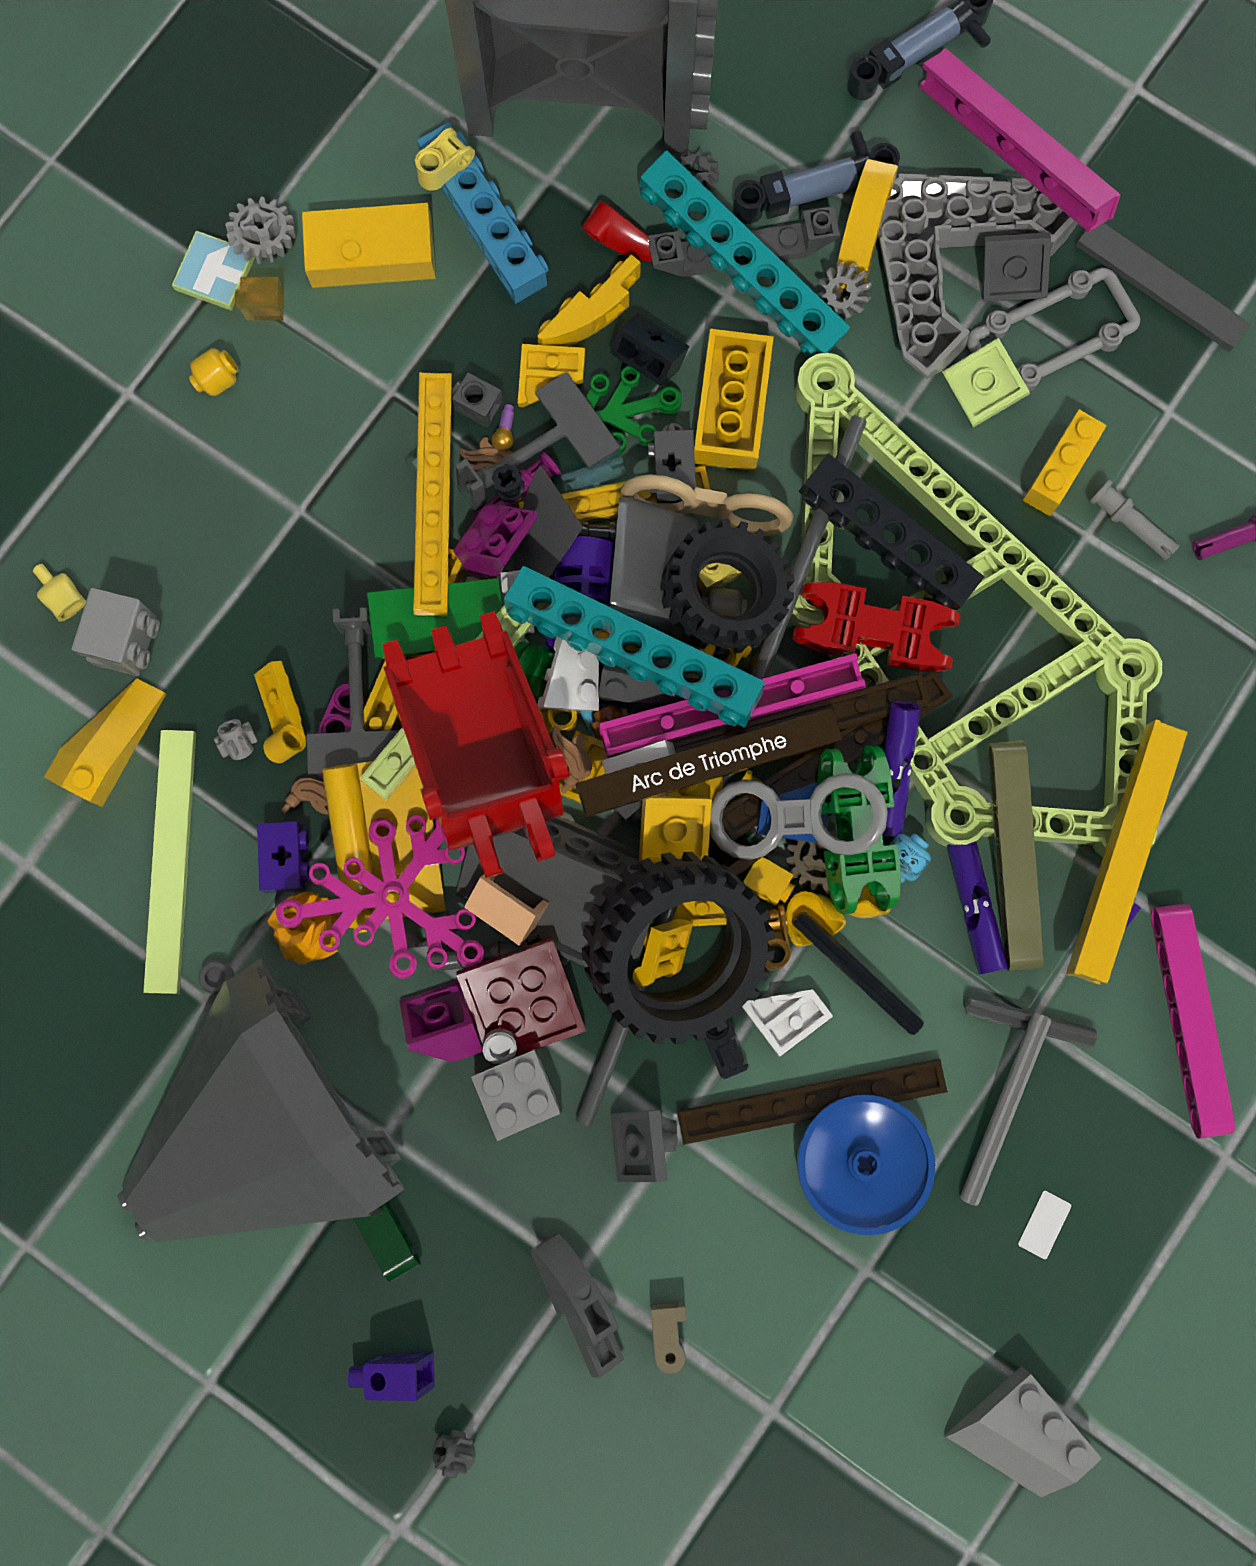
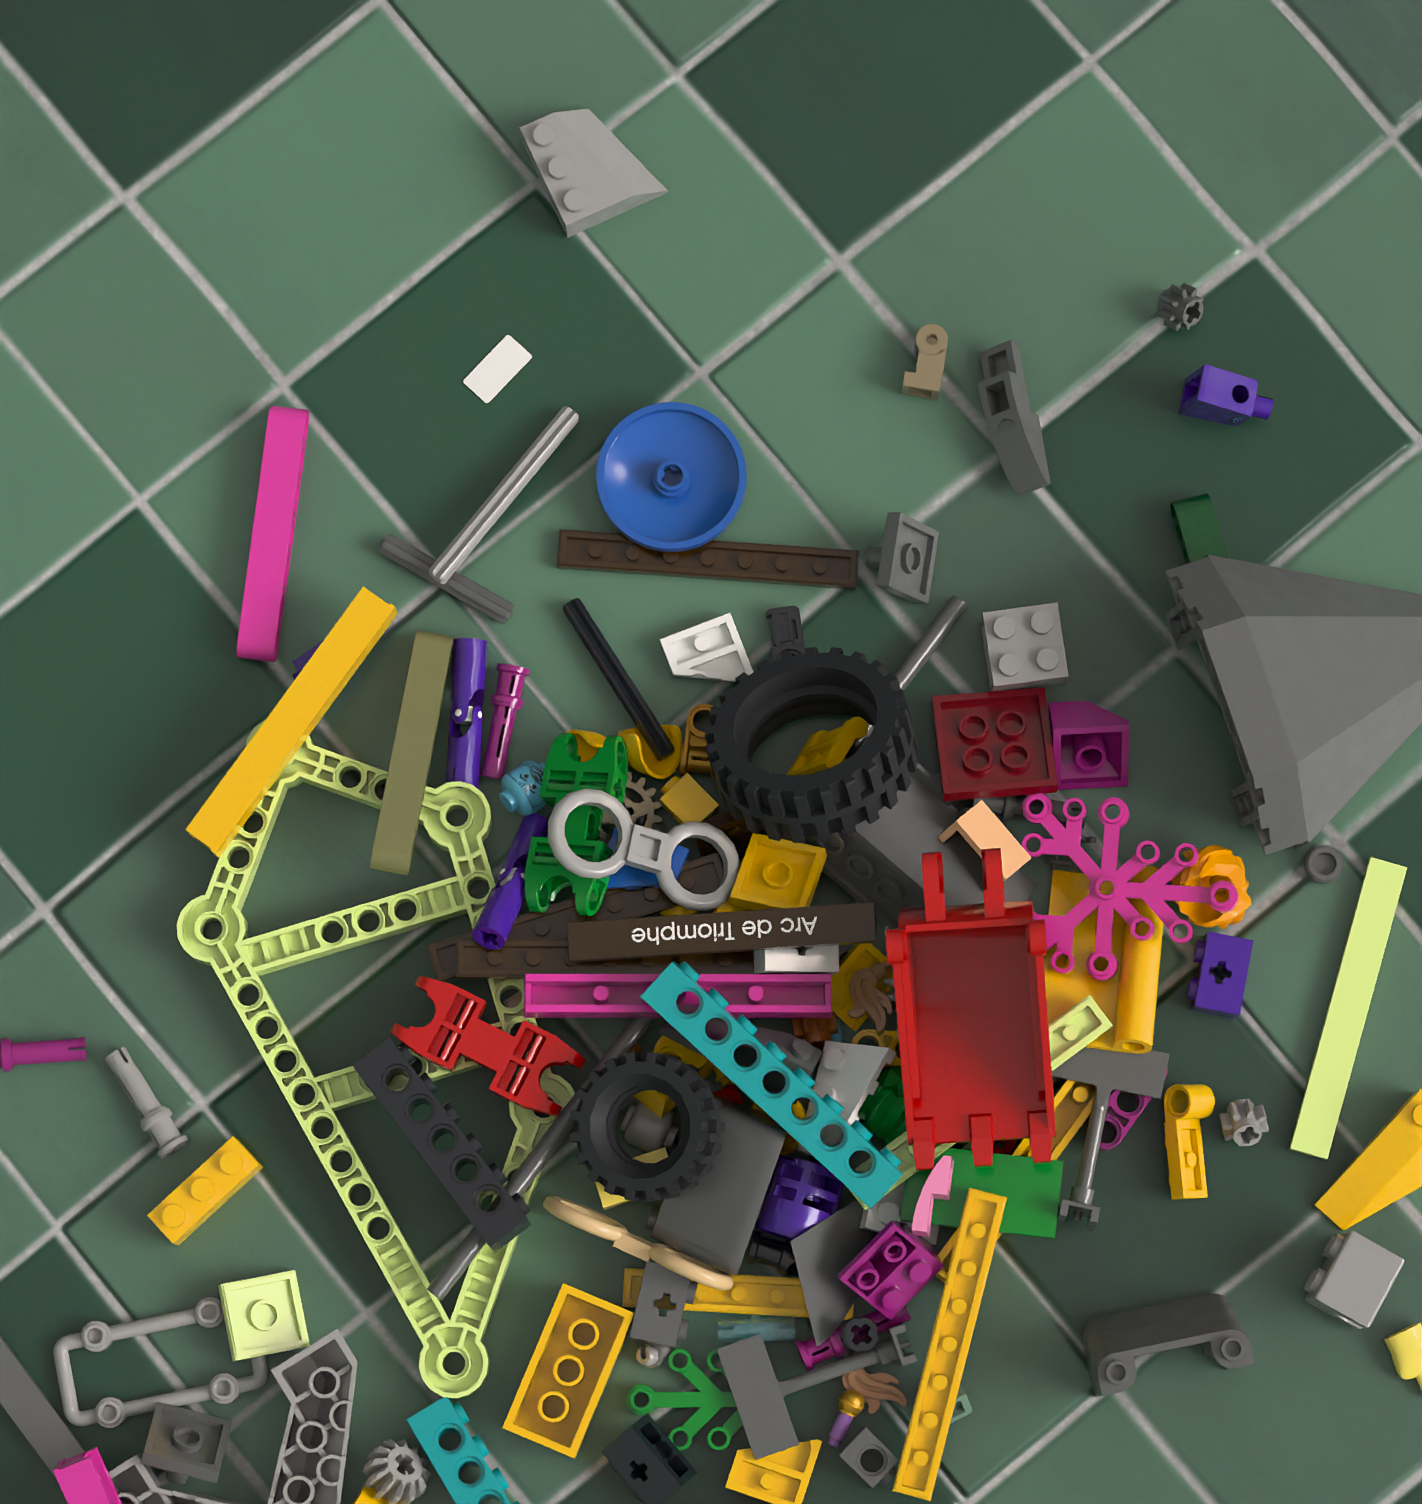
camera: 165 degrees left, 0 degrees up
(263, 549) = (1117, 1338): none -> dark grey windscreen
(307, 790) = (1168, 1041): medium nougat piece -> none
(473, 604) = (936, 1187): none -> bright pink slope
(499, 1046) = (1030, 702): light grey tile -> none
(940, 870) = (511, 701): none -> magenta pin

